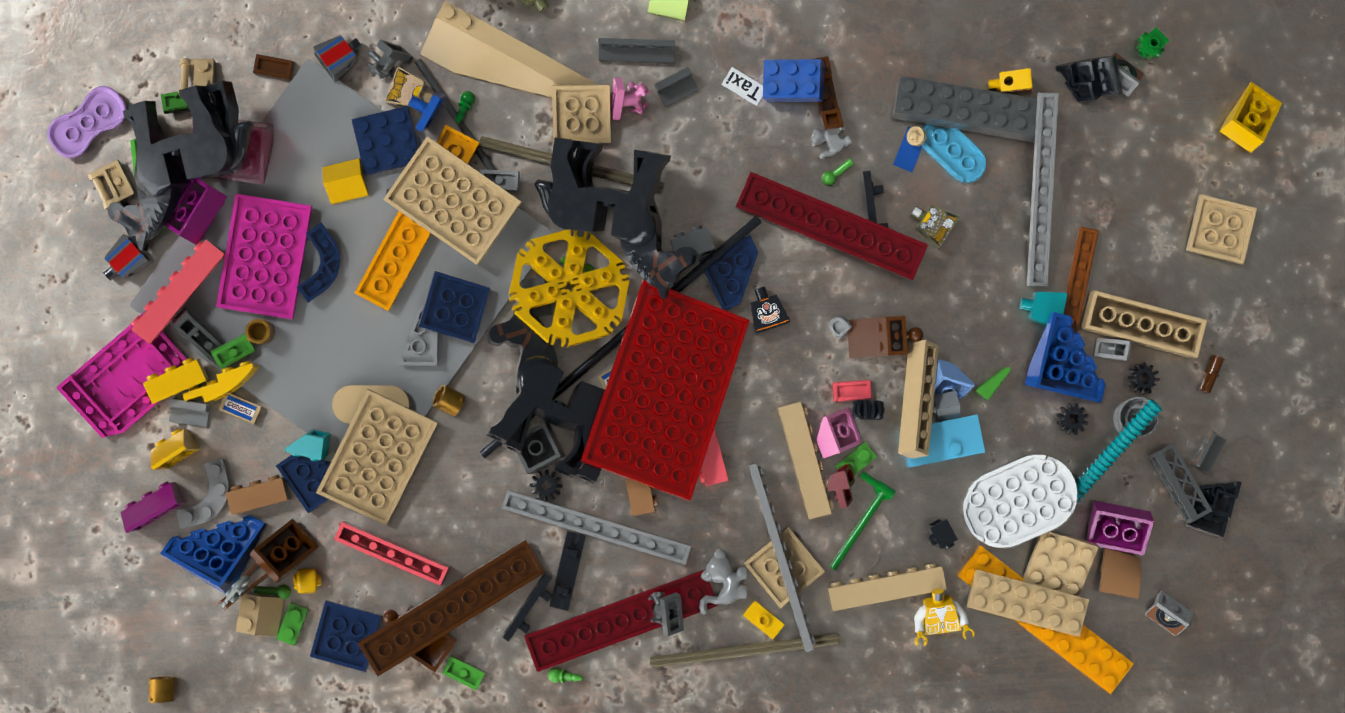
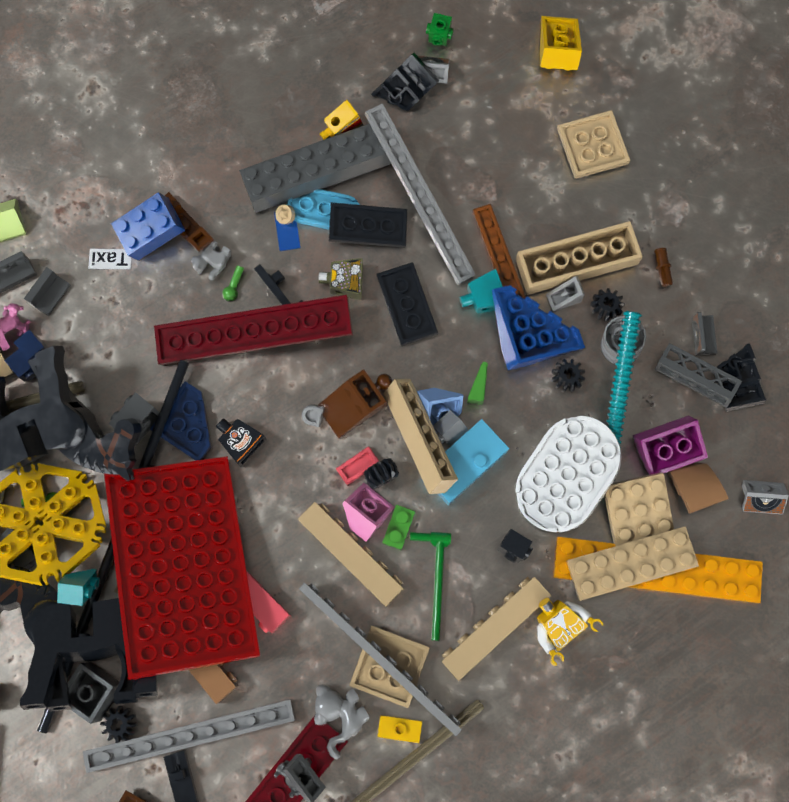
camera: 30 degrees left, 10 degrees down
(575, 361) = (77, 587): none -> teal slope
(631, 138) = (27, 345): none -> dark blue brick
(841, 483) = (395, 554): dark red brick -> none
(974, 276) = (407, 304): none -> black tile
(982, 188) = (367, 225): none -> black tile

